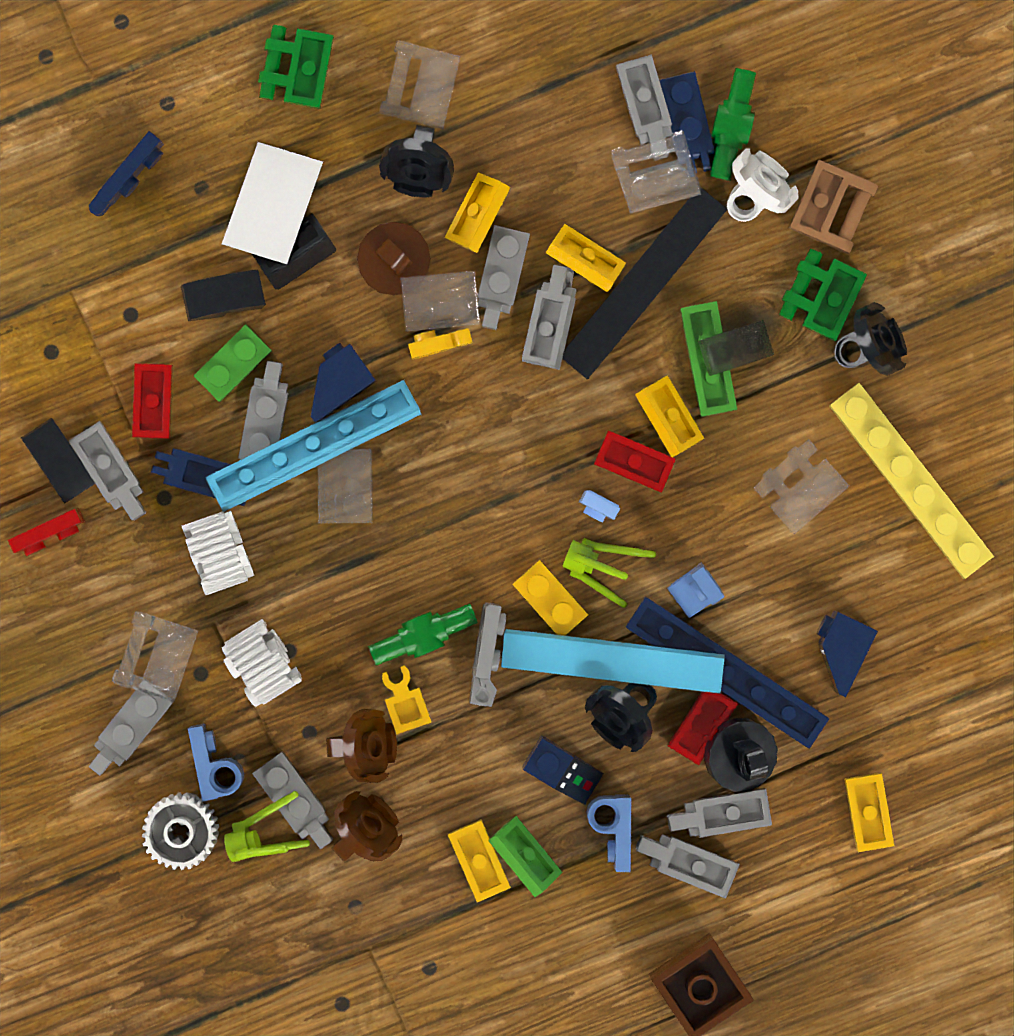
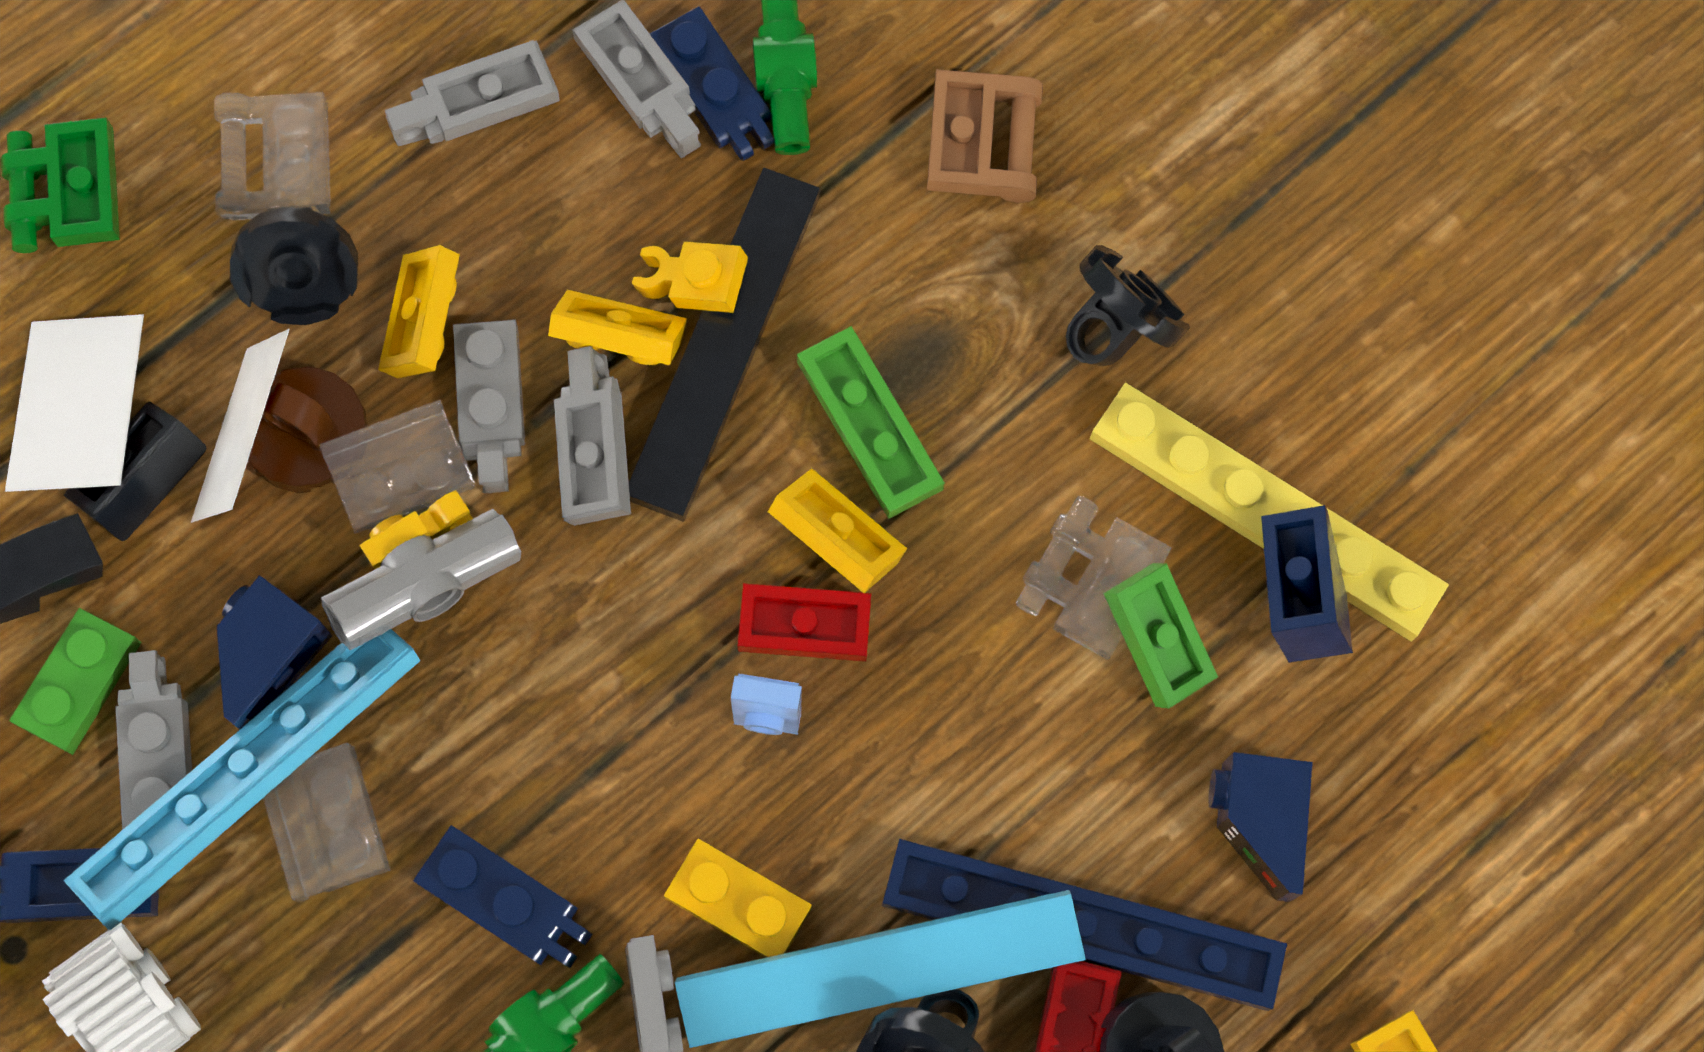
camera: 20 degrees left, 15 degrees down
(361, 252) = (239, 427): none -> white sticker
(426, 556) = (500, 898): none -> dark blue hinge
(435, 371) = (421, 579): none -> light grey piece
(548, 87) = (475, 96): none -> light grey hinge
(583, 559) = (772, 810): lime plant -> none
(641, 244) = (699, 279): none -> yellow plate
(657, 183) = (698, 177): clear plate -> none
(696, 590) = (982, 796): medium blue plate -> none
(736, 348) = (906, 385): clear smoke slope -> none
(763, 182) = (857, 128): white tile -> none
(824, 534) = (1161, 635): none -> bright green plate
(833, 300) = (1035, 273): green plate -> none
(912, 533) = (1305, 585): none -> dark blue slope

